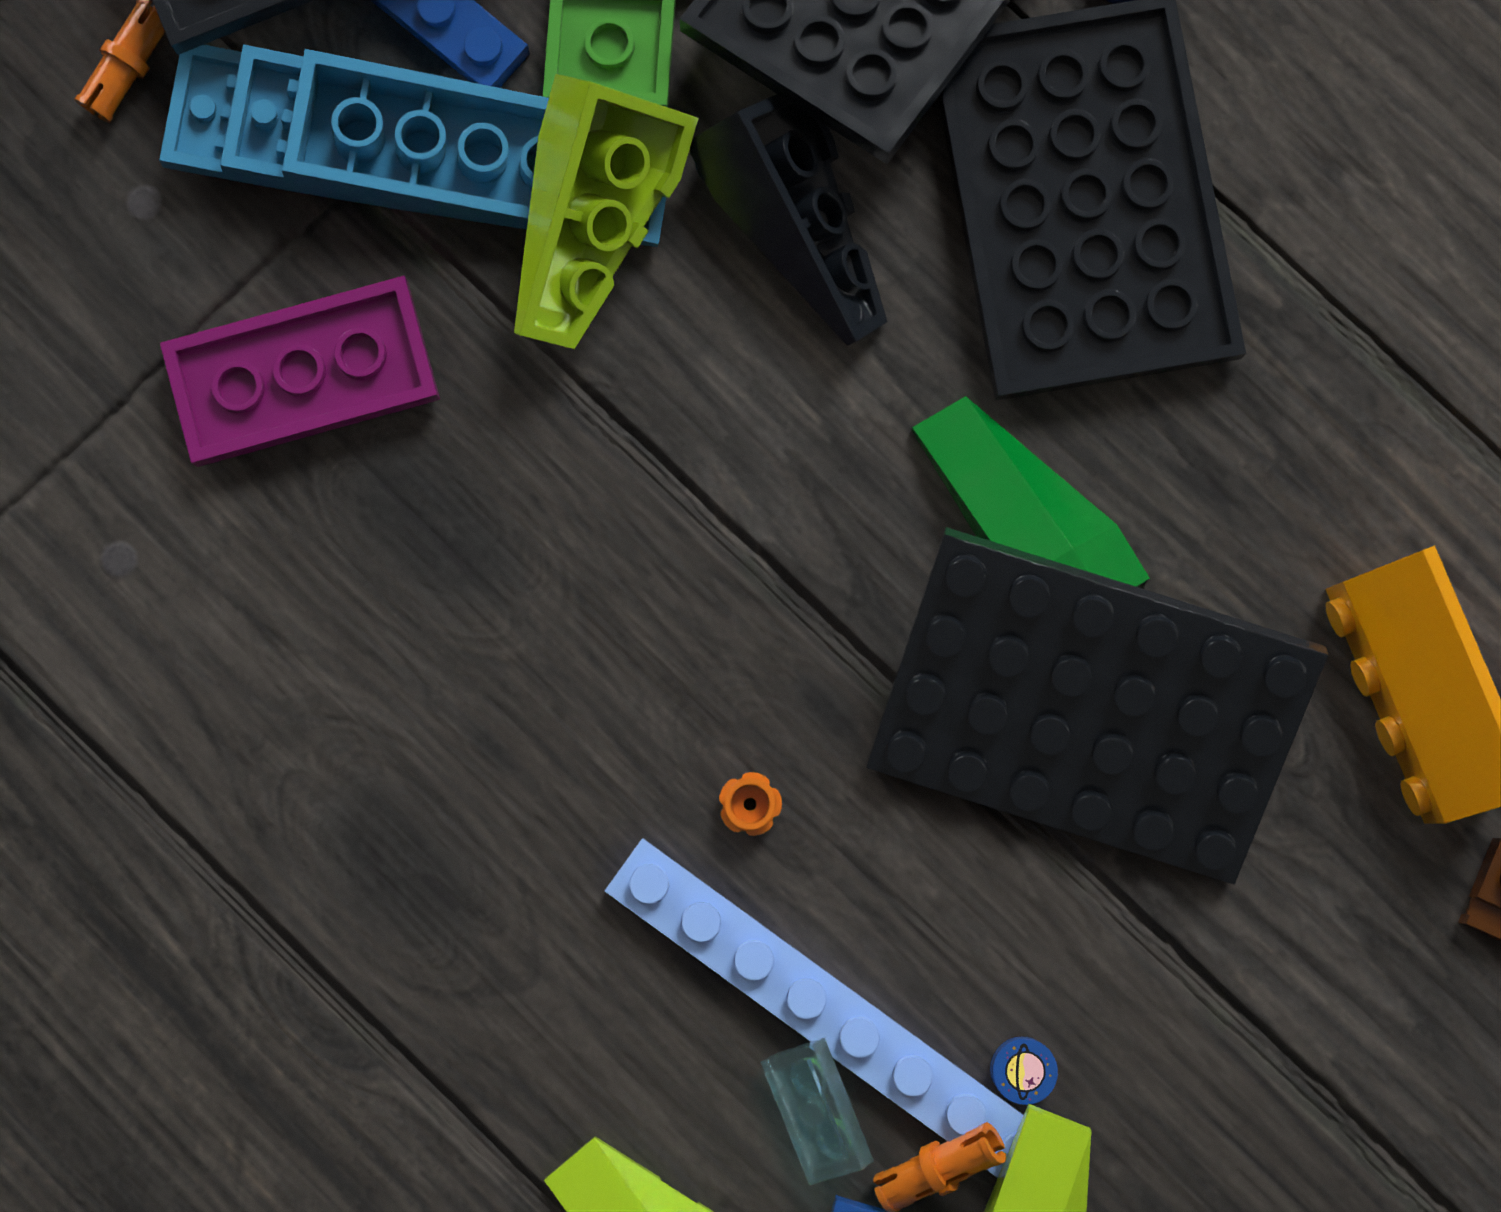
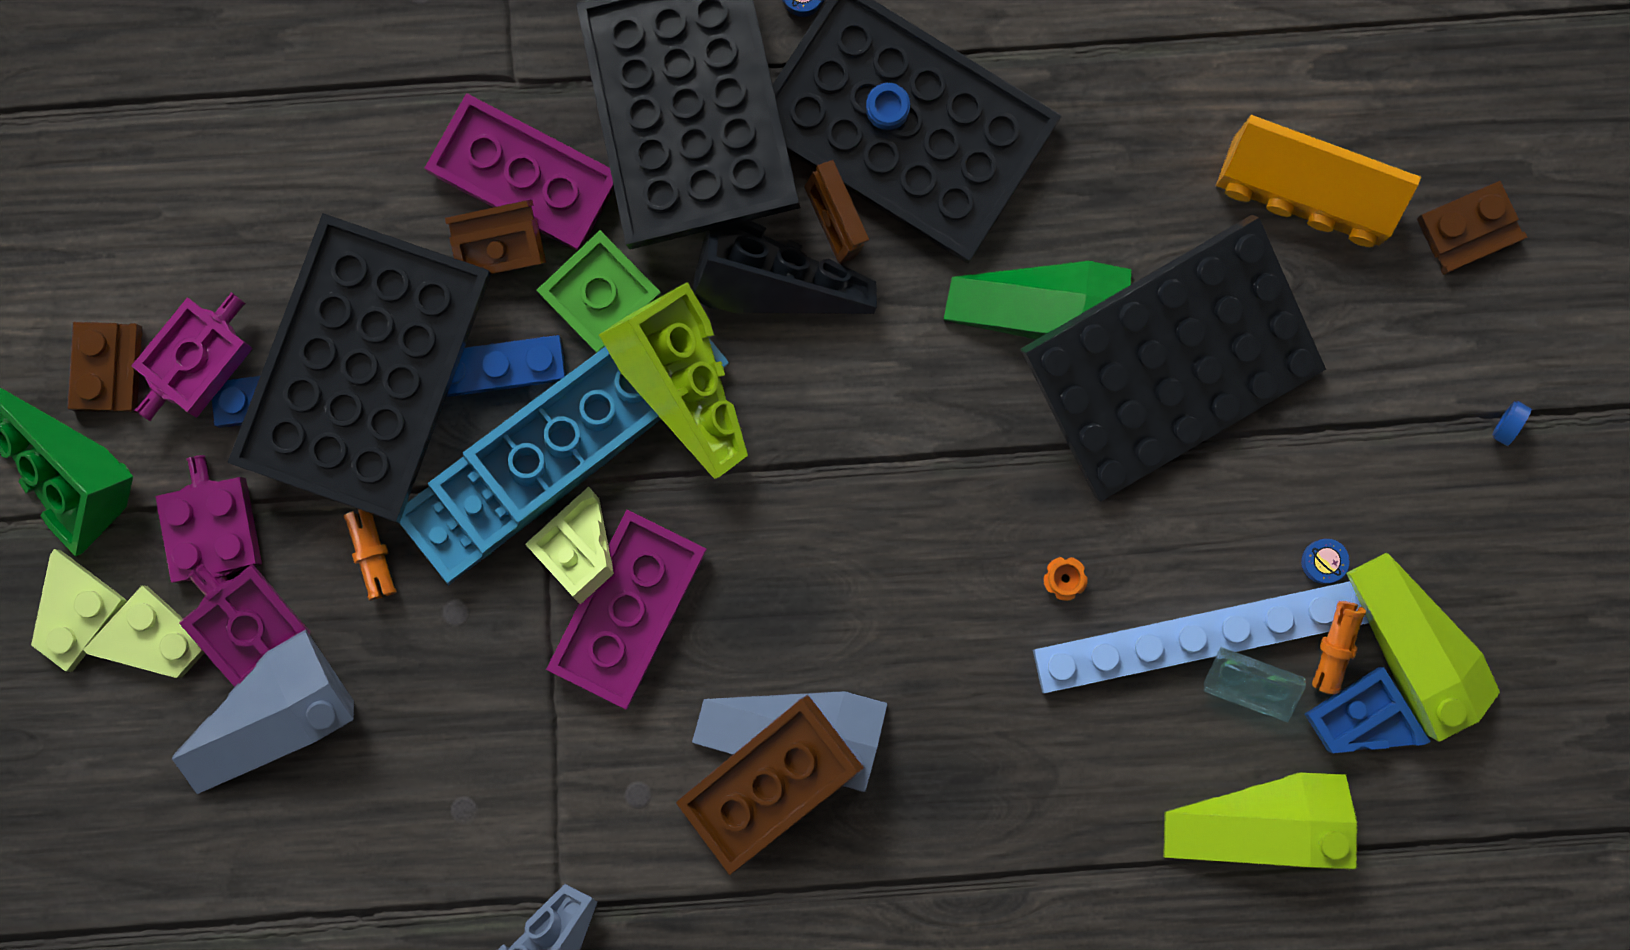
camera: 45 degrees left, 0 degrees up
(239, 681) = (769, 784): none -> reddish brown plate
(316, 258) = (576, 546): none -> yellowish green wing
(333, 676) = (733, 722): none -> sand blue wedge
(919, 209) = (836, 212): none -> reddish brown plate
(1083, 161) = (888, 106): none -> blue tile
(1363, 1141) = (1511, 423): none -> blue tile

